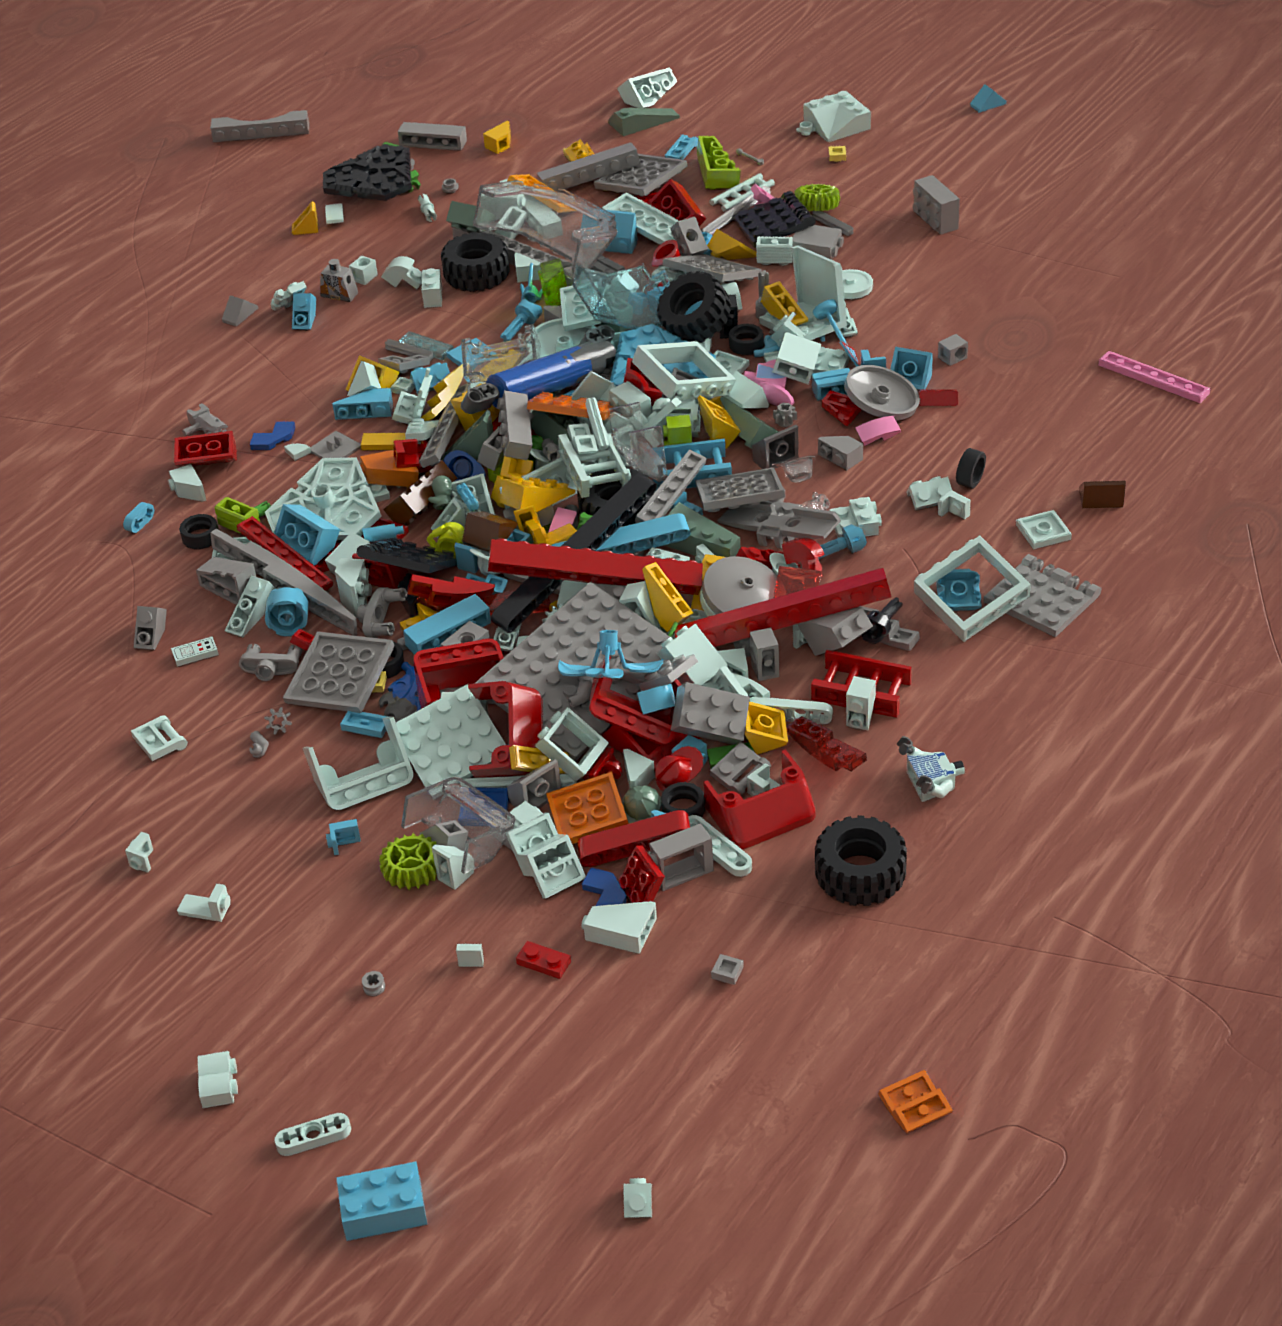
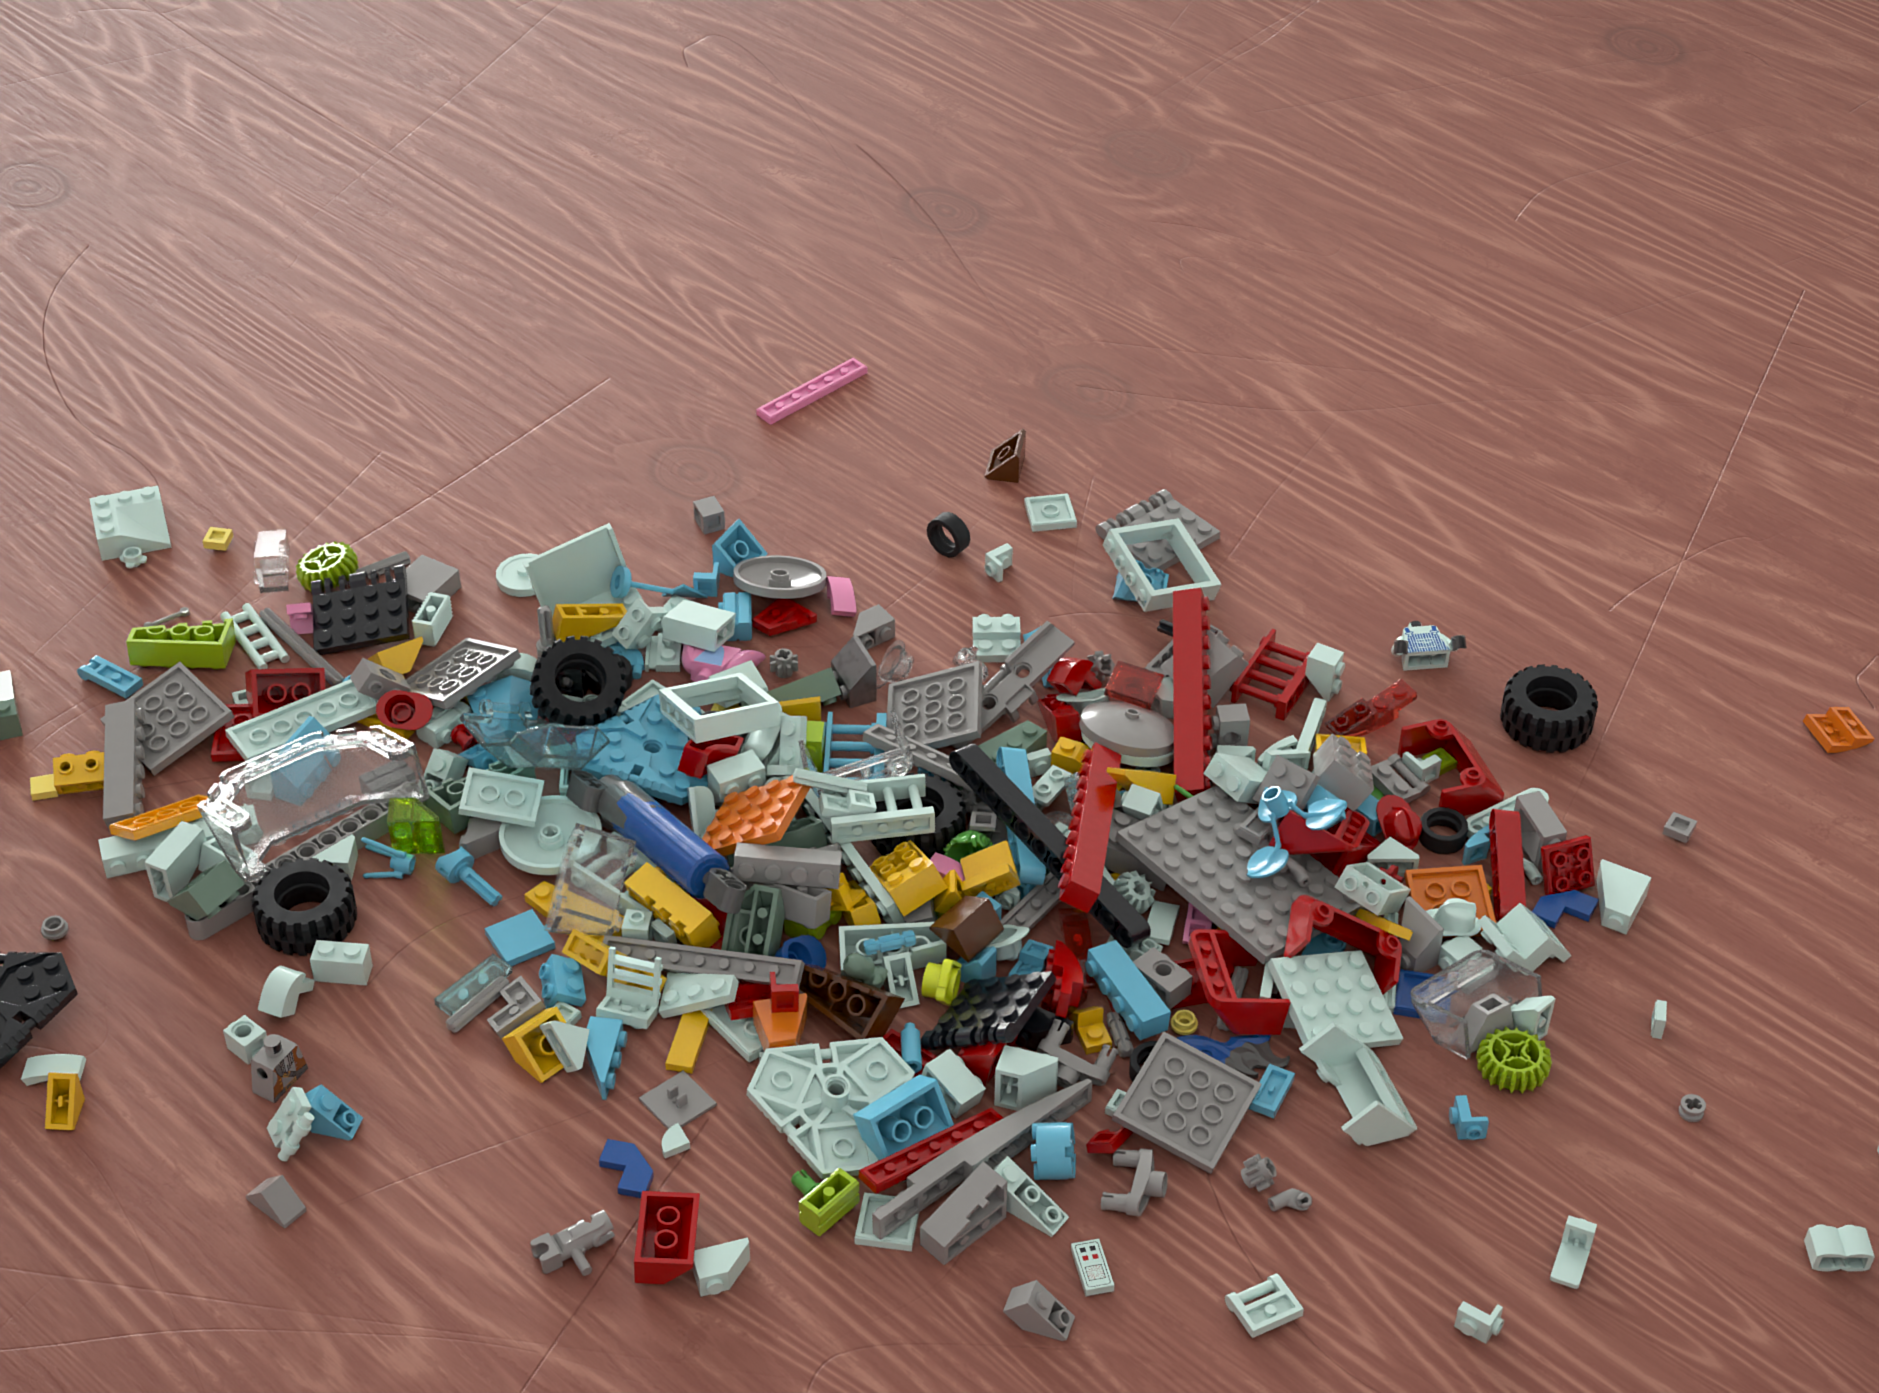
camera: 85 degrees left, 0 degrees up
(138, 517) = (780, 1328): medium azure beam -> none
(194, 523) = (835, 1273): black tyre -> none
(427, 208) = (104, 957): light aqua pin -> none
(543, 959) = (1658, 966): red plate -> none
(558, 803) = (1456, 917): none -> light aqua piece
(640, 802) = (1438, 856): sand green piece -> none
(818, 171) = (272, 561): none -> clear wedge
(834, 573) = (1102, 665): none -> light grey gear
(928, 493) = (969, 575): light aqua bracket -> none
(936, 204) = (410, 471): light grey brick -> none
(938, 397) = (787, 541): red slope -> none
(987, 99) = (170, 399): medium azure slope -> none

